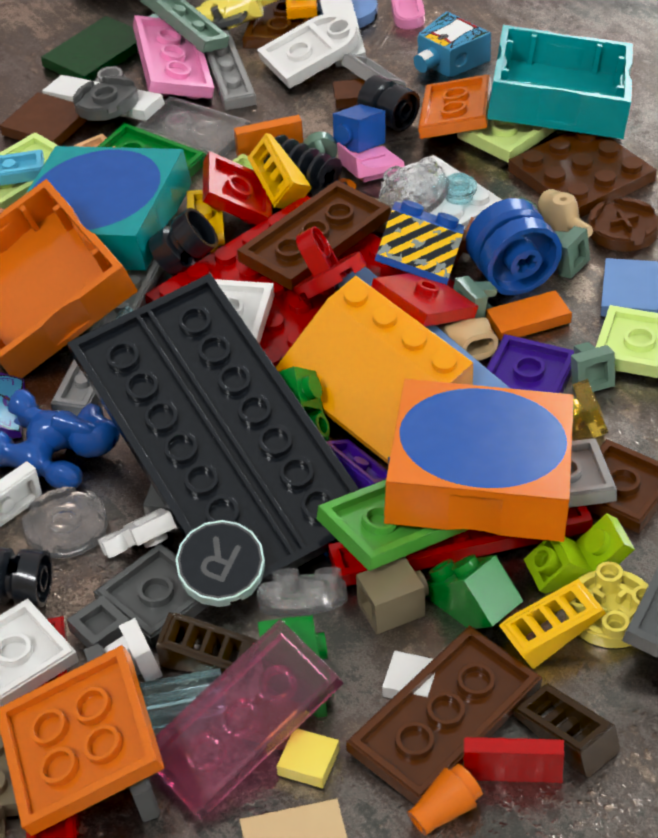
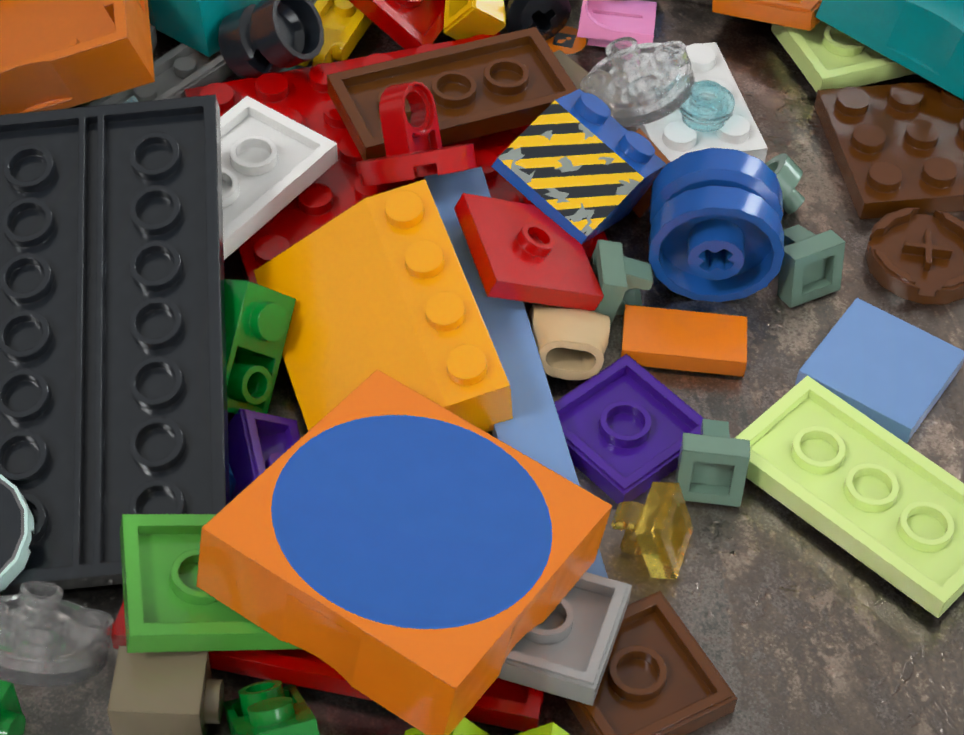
camera: 20 degrees right, 5 degrees up
(561, 211) = (833, 201): tan piece -> none

